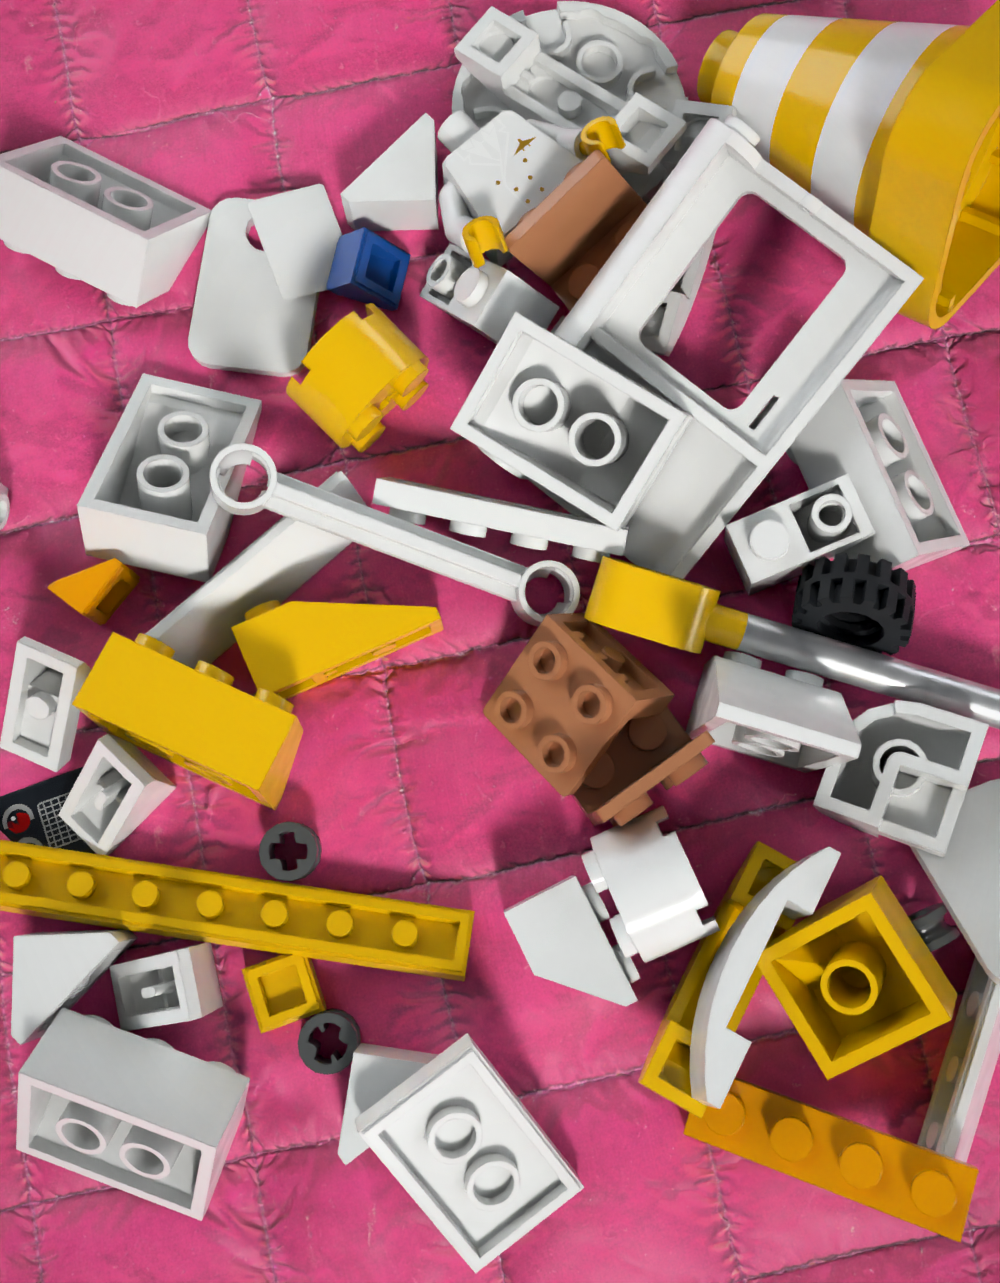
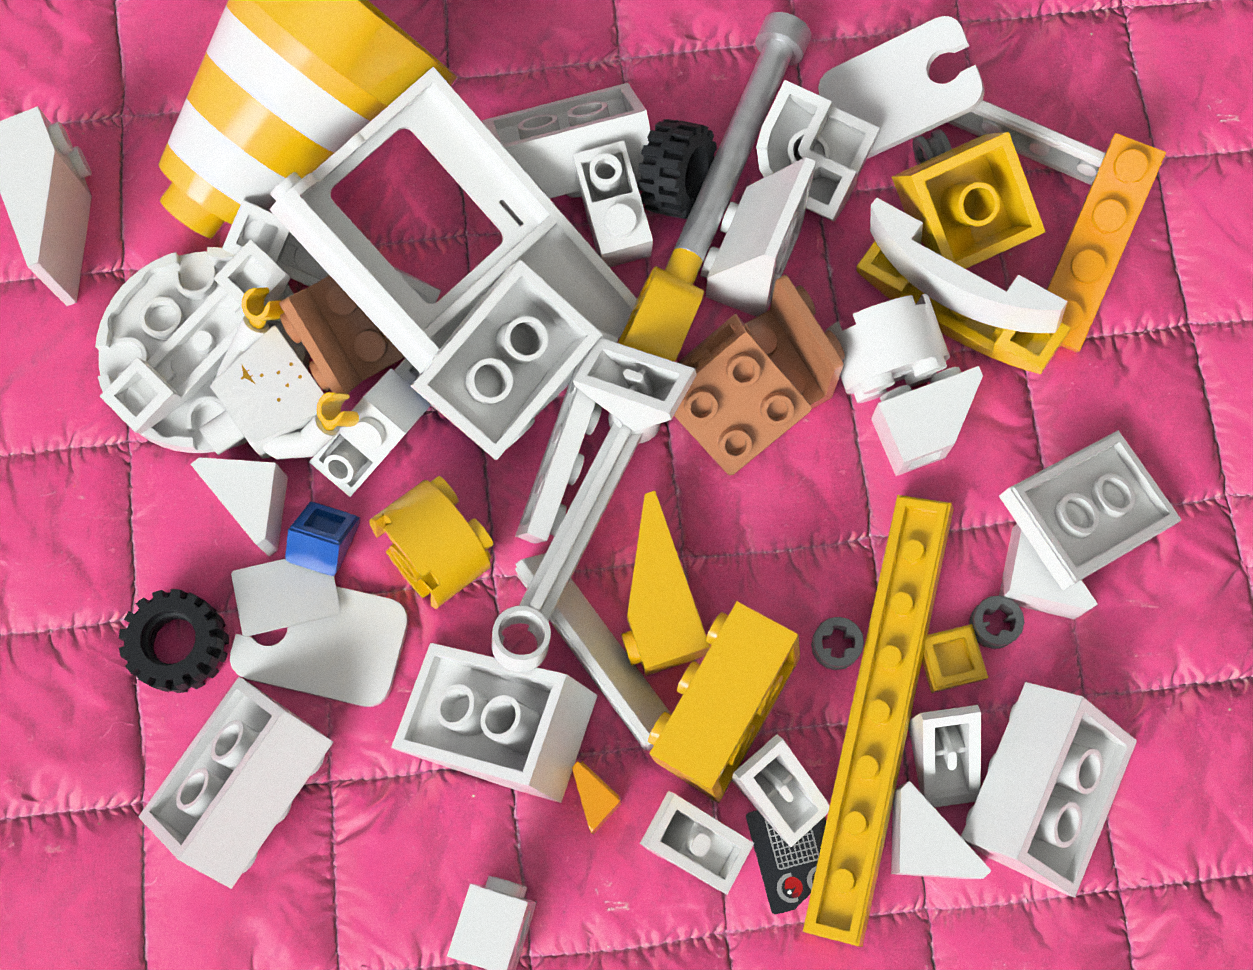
camera: 80 degrees left, 5 degrees down
(232, 106) = (147, 622): none -> black tyre
(561, 573) = (633, 383): none -> white slope

